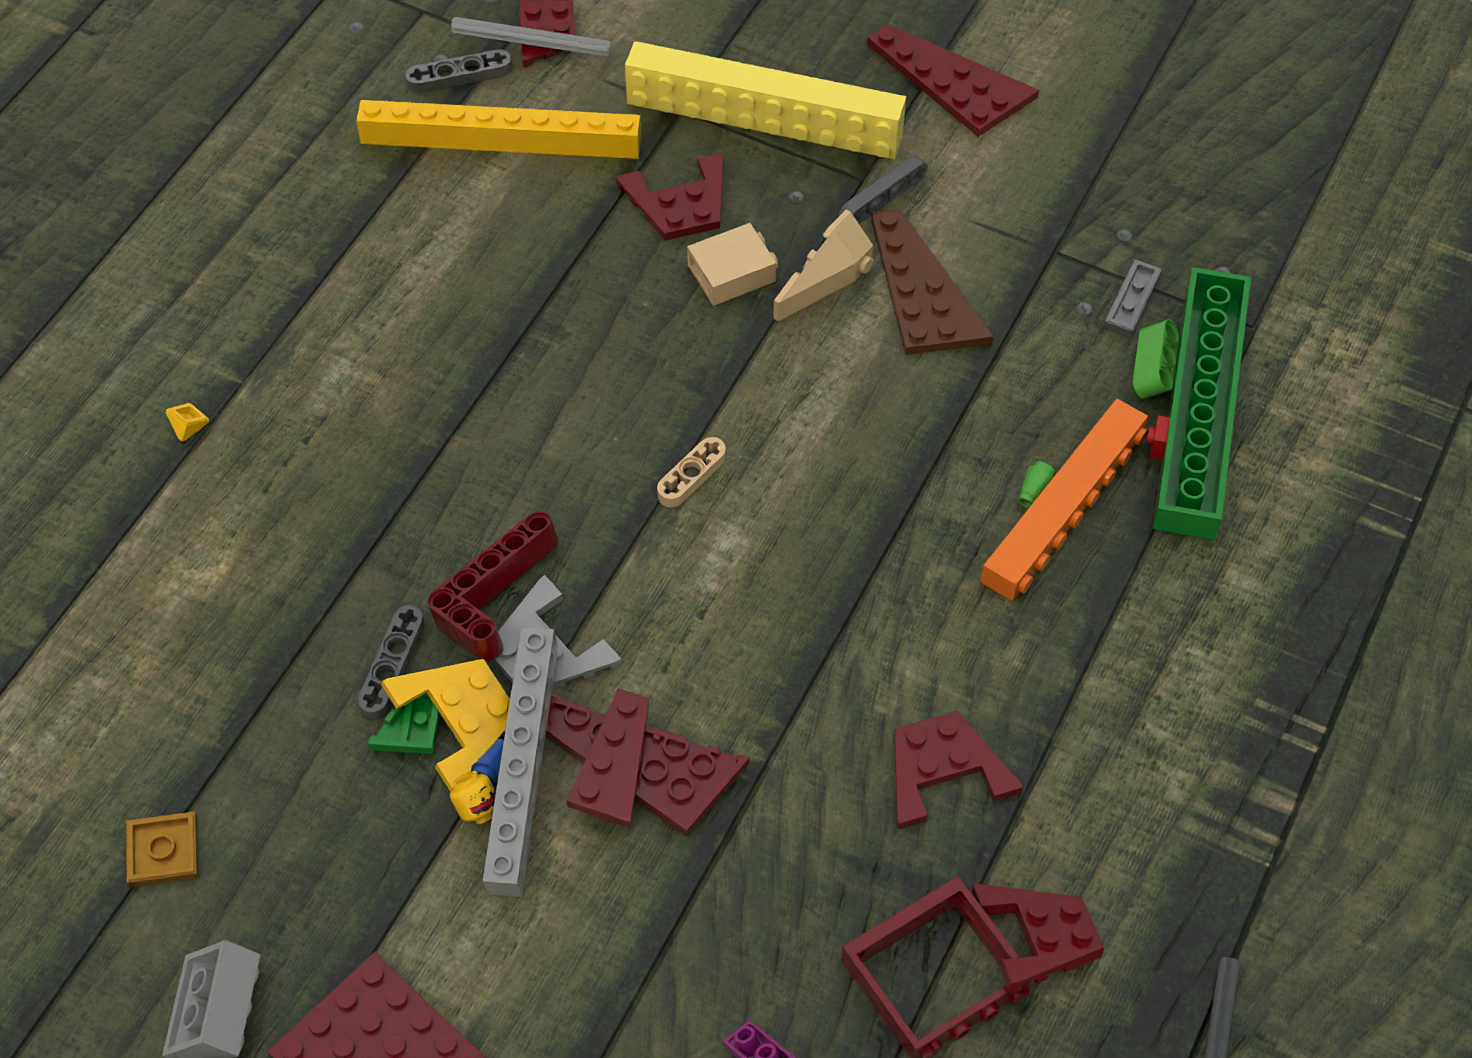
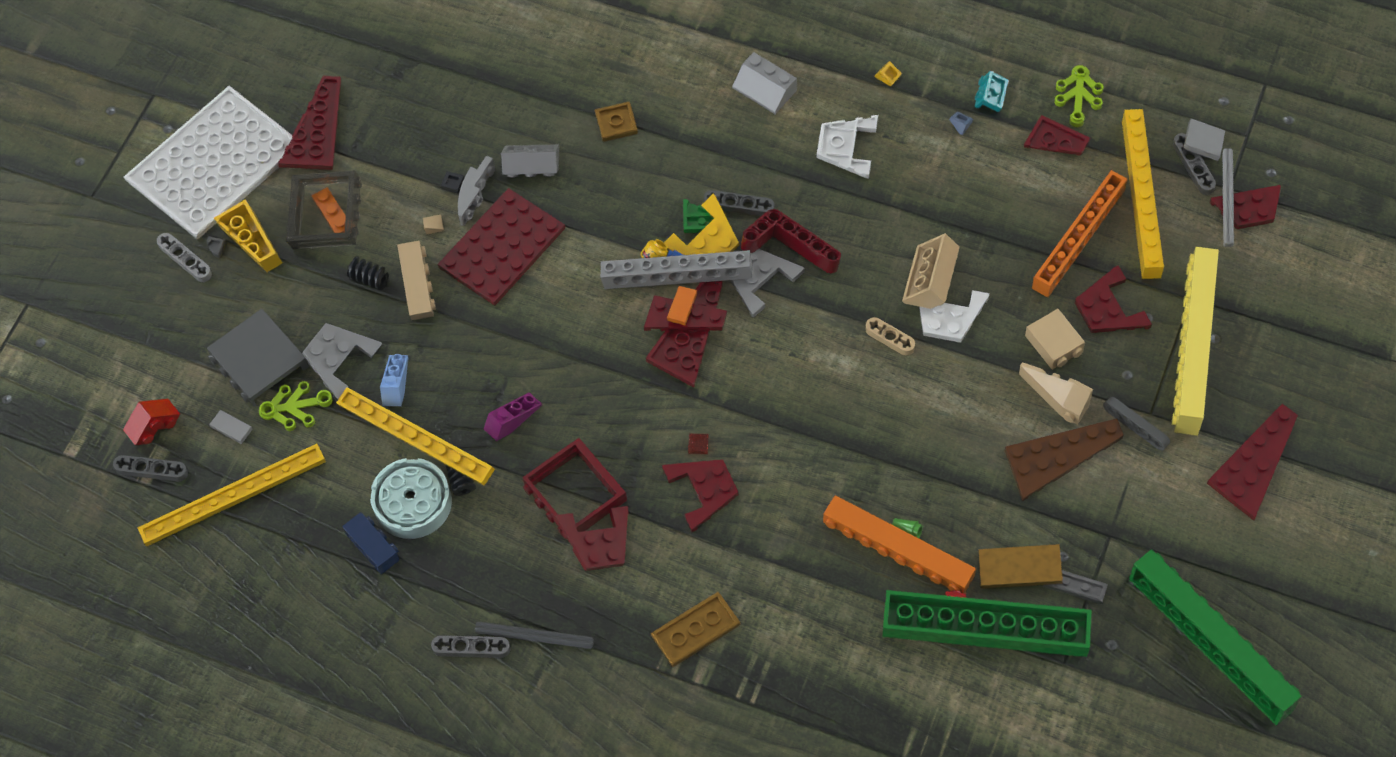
camera: 90 degrees right, 5 degrees up
(154, 595) = (765, 83): none -> light grey slope
(264, 287) = (991, 91): none -> teal bracket
(265, 176) = (1079, 92): none -> lime plant
(309, 333) = (961, 122): none -> sand blue slope
(312, 502) = (838, 143): none -> white wing
(373, 218) = (1056, 138): none -> dark red wing
(424, 50) = (1204, 139): none -> light grey tile
(559, 207) = (1079, 234): none -> orange brick
(592, 397) = (931, 272): none -> tan slope
(603, 750) = (682, 305): none -> orange tile
(671, 397) = (950, 320): none -> white wing
(858, 766) = (698, 443): none -> clear red tile
(1105, 352) = (1020, 566): none -> pearl gold tile
(1156, 359) = (1026, 590): bright green beam -> none
(1202, 800) = (695, 629): none -> pearl gold tile
(1223, 150) = (1215, 637): none -> green brick

